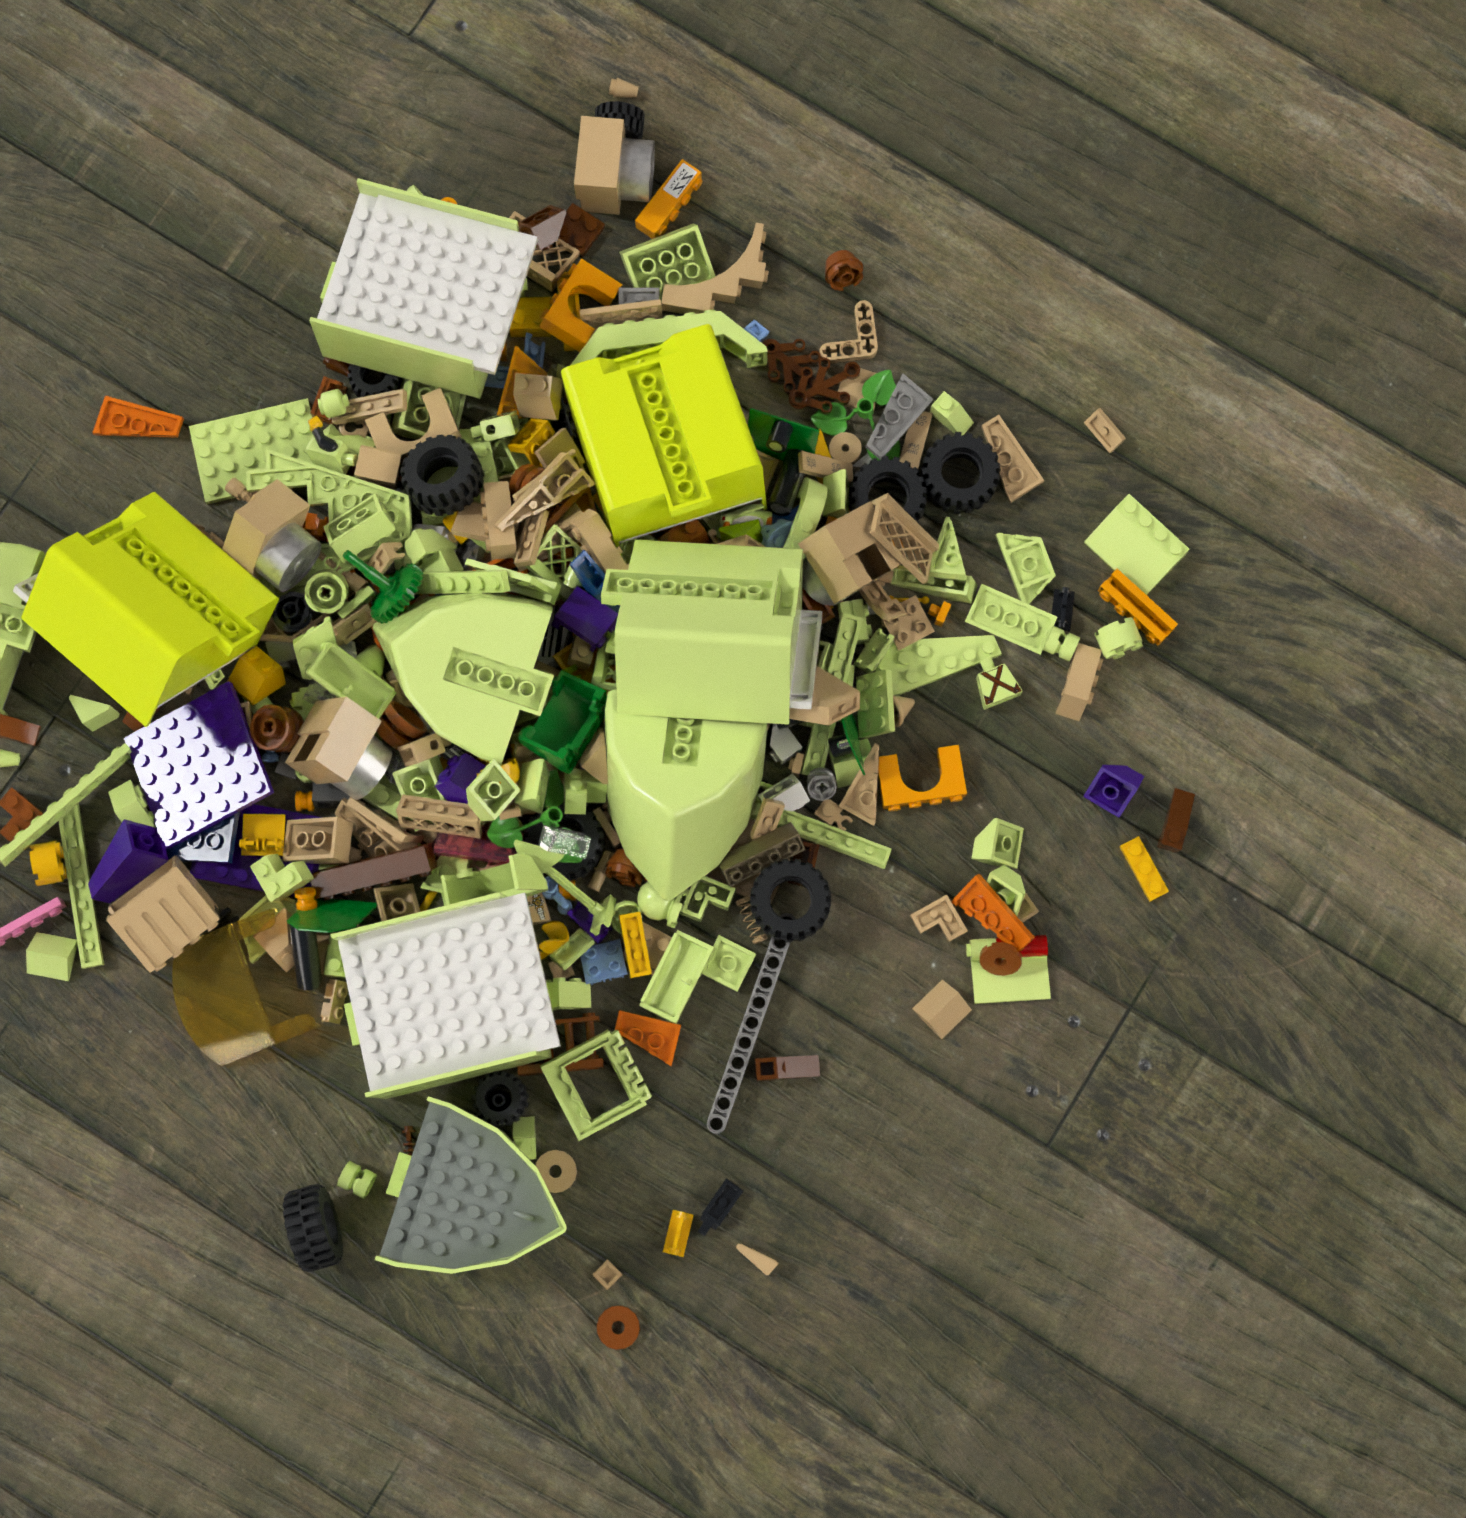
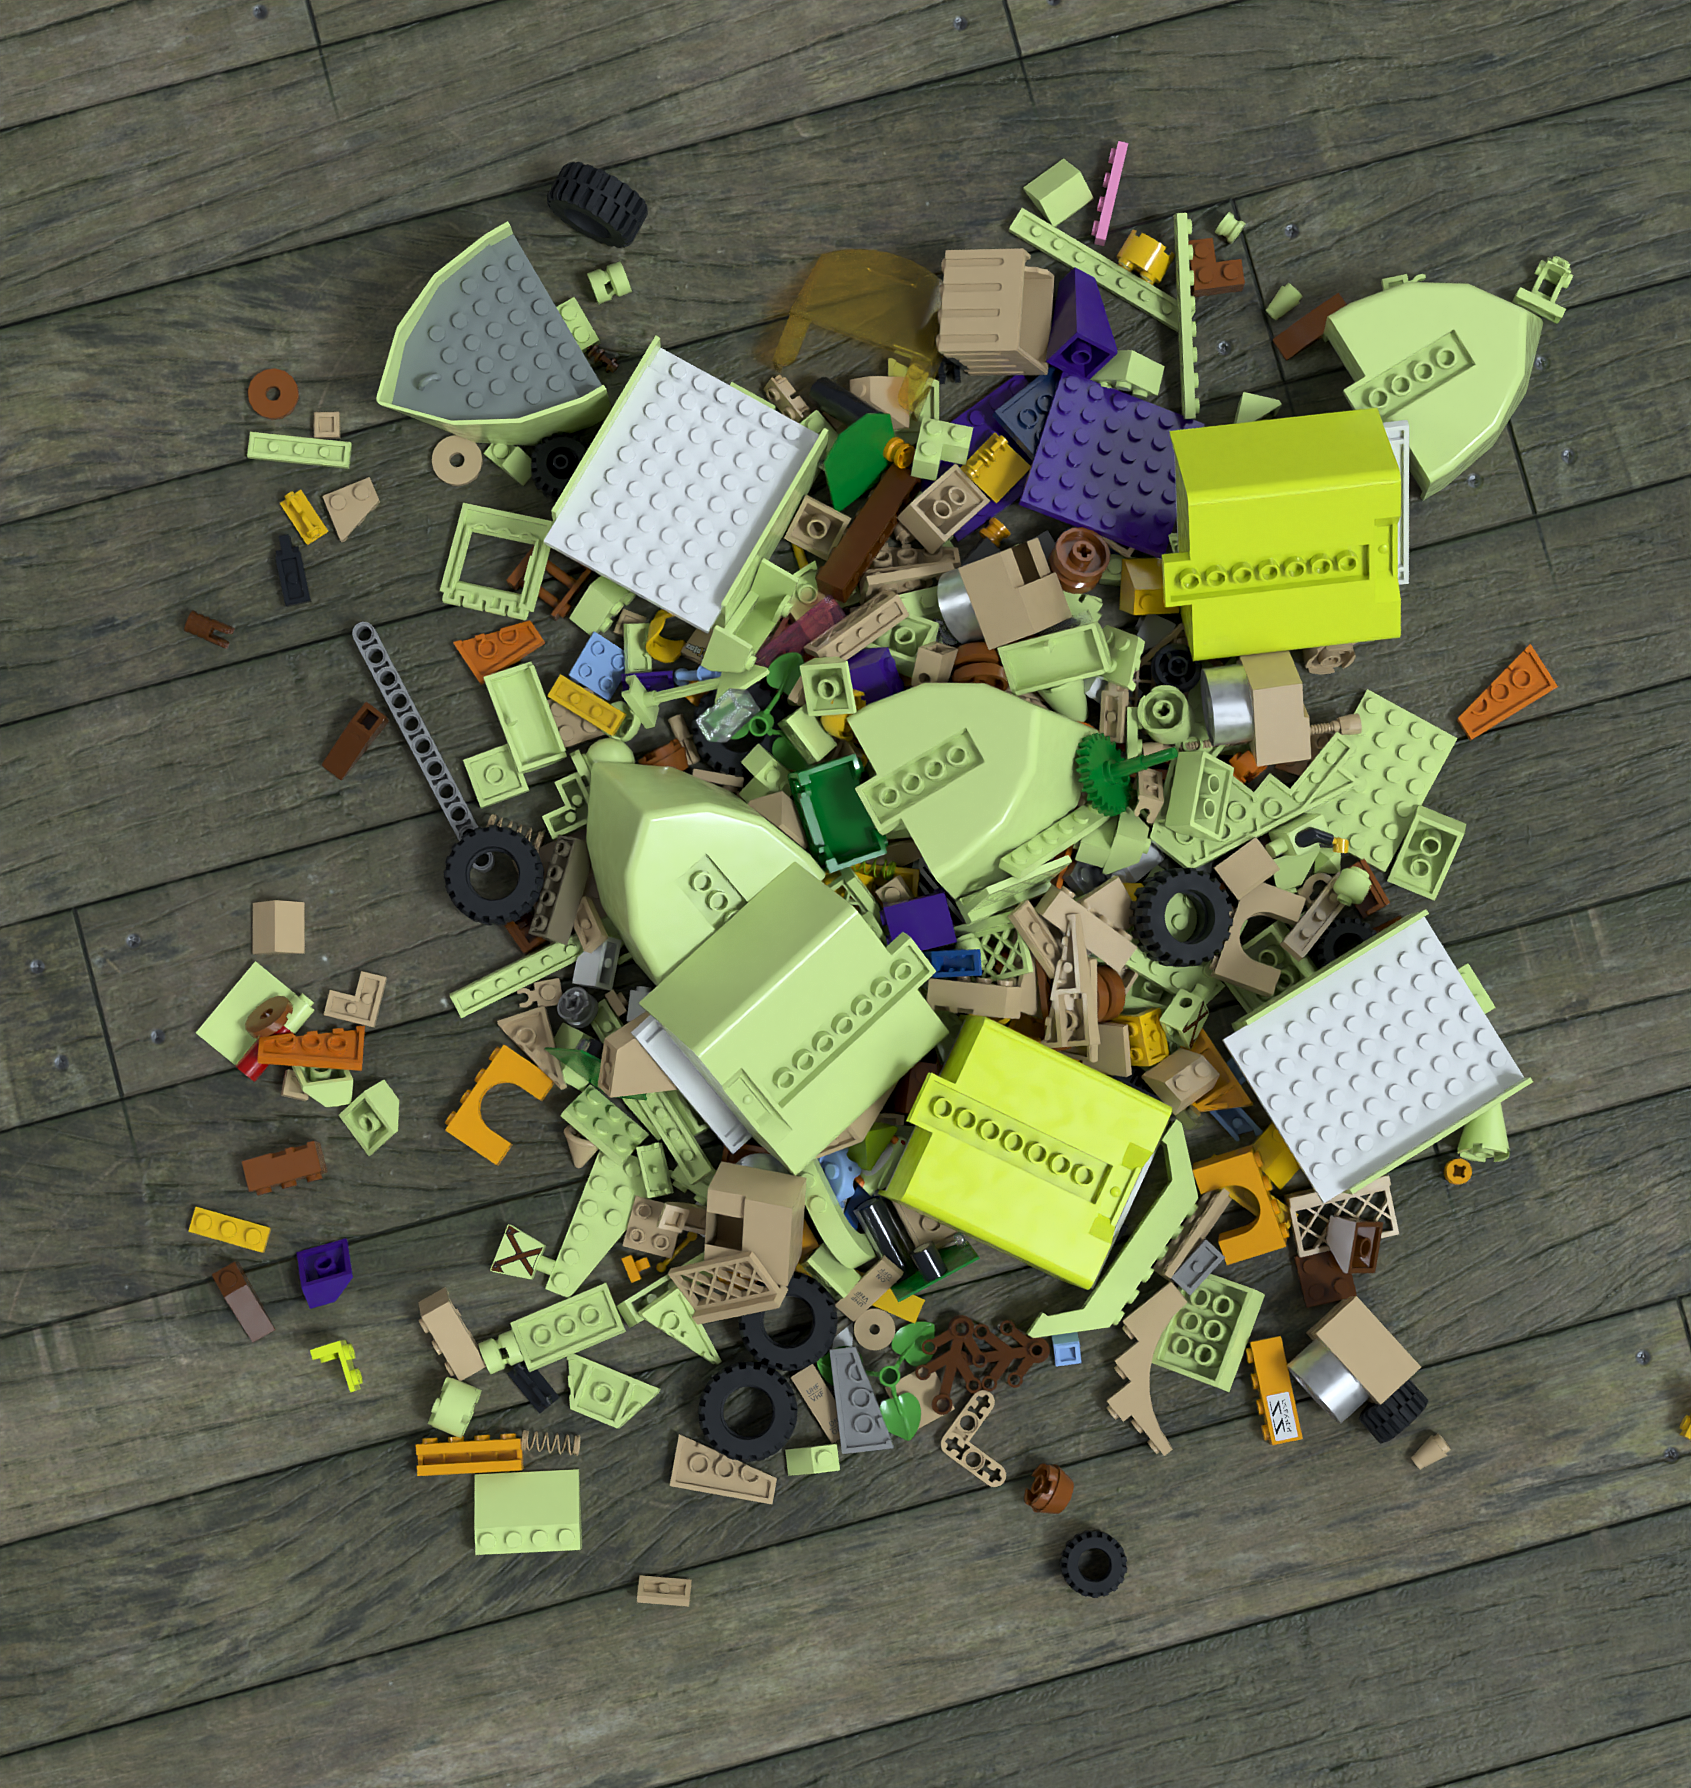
camera: 130 degrees right, 5 degrees up
(273, 383) = (1427, 852): none -> yellowish green slope
(638, 1277) = (299, 450): none -> yellowish green tile
(644, 1210) = (351, 505): none -> tan wing
(760, 1260) = (215, 564): tan slope -> none
(804, 1229) = (204, 628): none -> reddish brown hinge
(860, 196) = (1115, 1572): none -> black tyre
(1070, 555) = (524, 1444): none -> tan piece
(1078, 868) = (285, 1168): none -> dark orange wedge
(1154, 739) = (346, 1354): none -> neon yellow bracket

